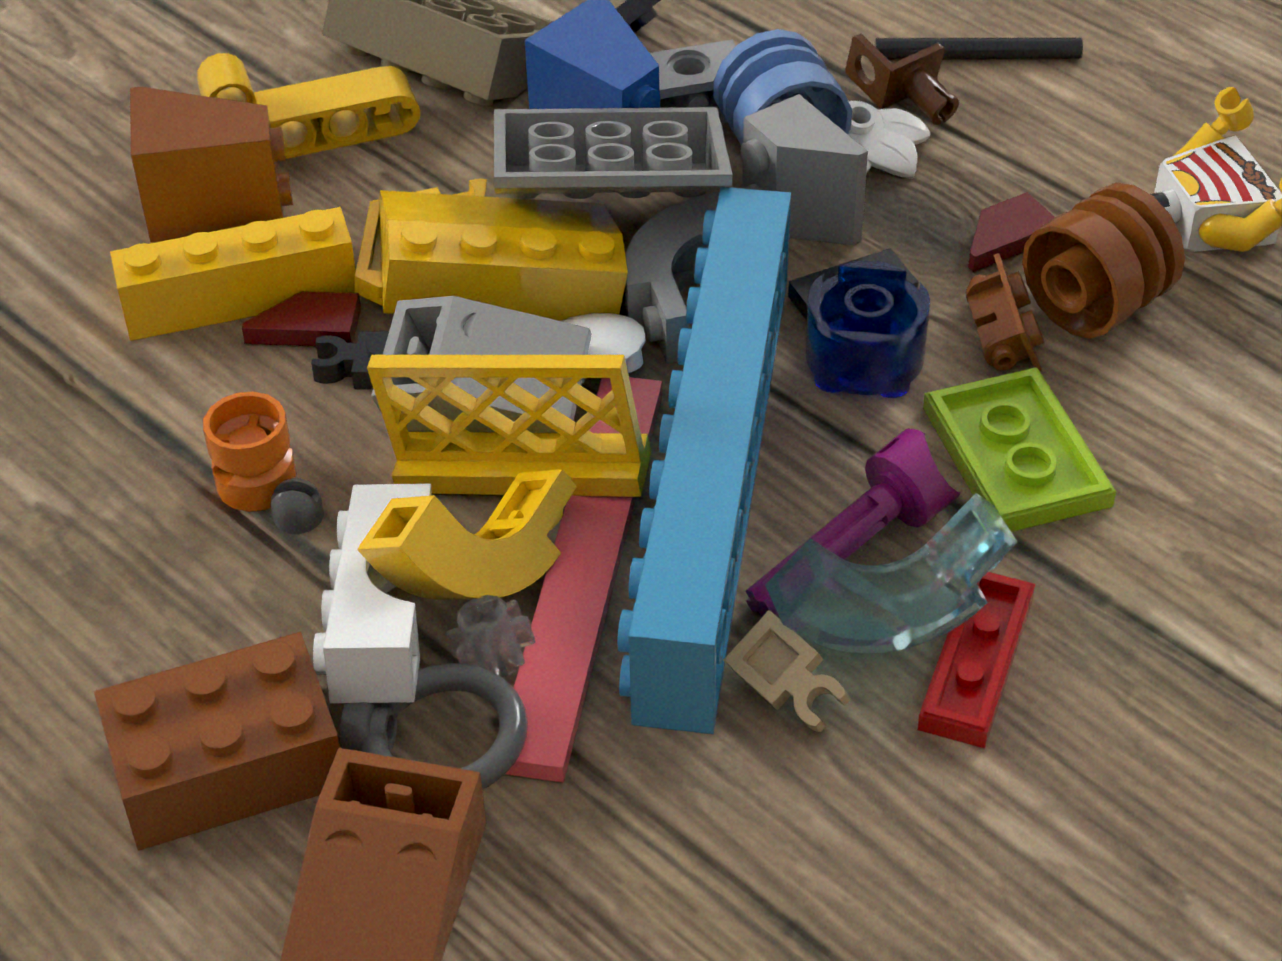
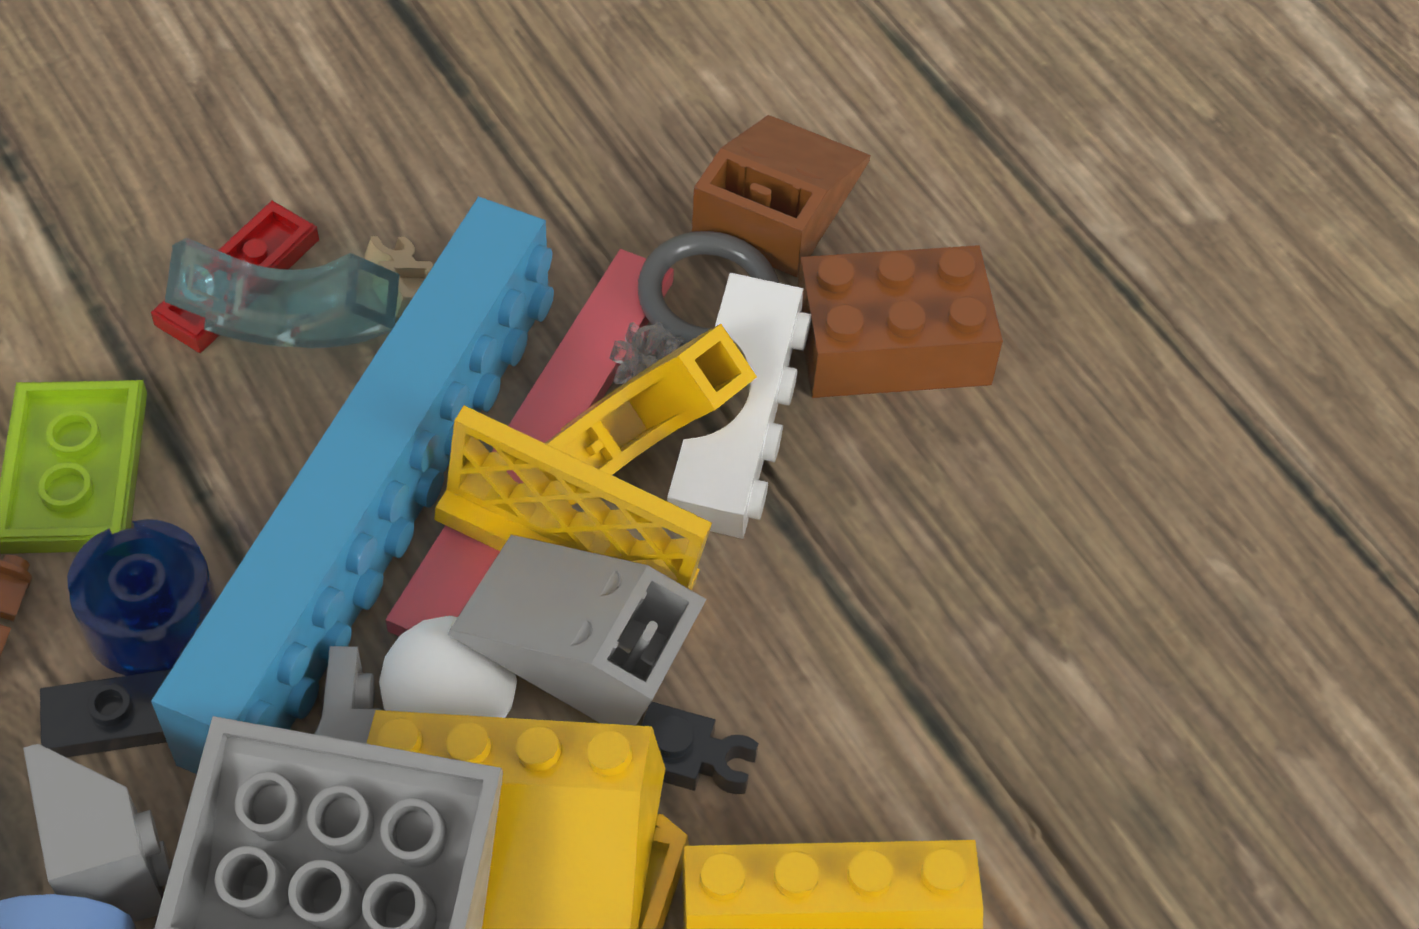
camera: 170 degrees left, 10 degrees up
(248, 449) = (840, 606): orange wheel -> none
(296, 506) = (799, 572): dark grey hinge -> none
(304, 319) = (740, 818): dark red tile -> none
(902, 486) = (253, 400): magenta piece -> none

